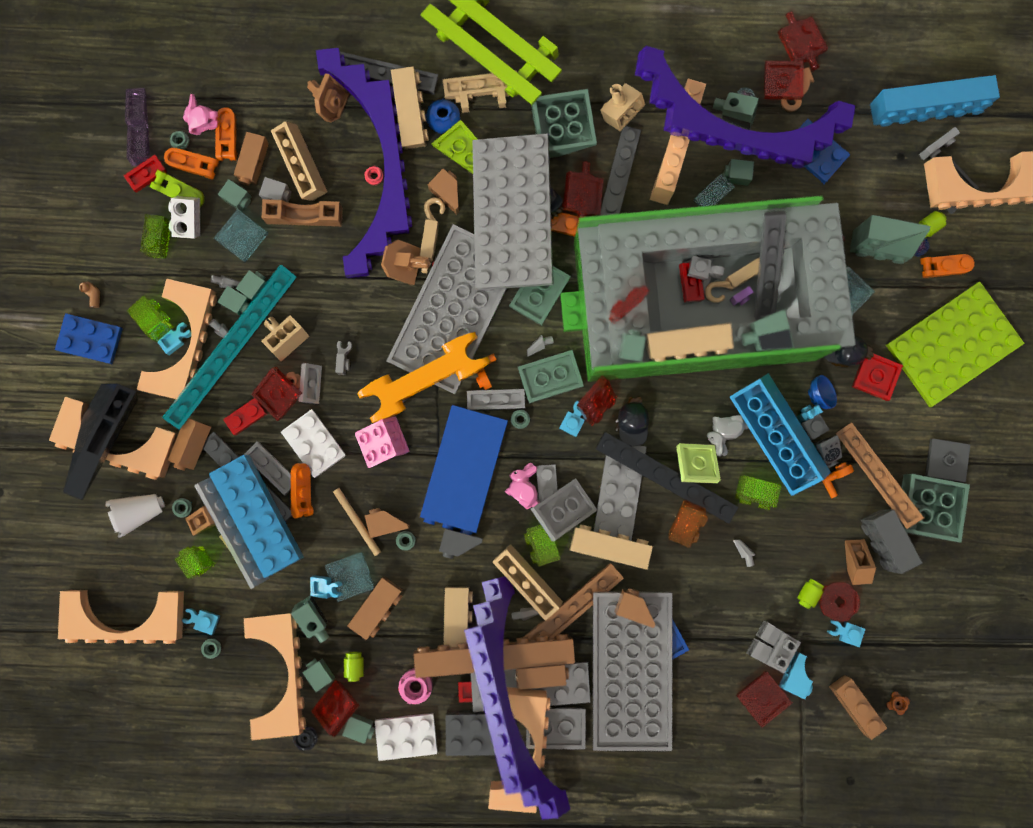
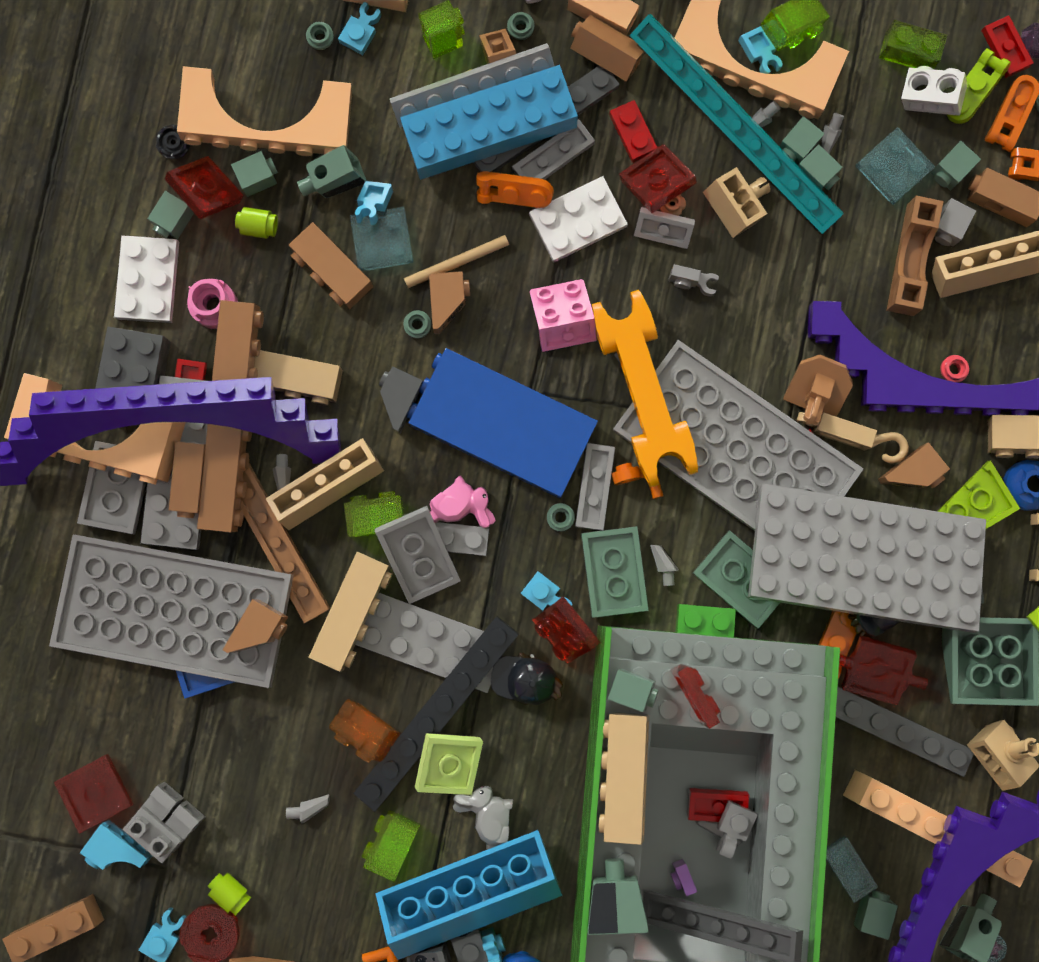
camera: 100 degrees right, 0 degrees up
(734, 280) = (709, 868): tan piece -> none

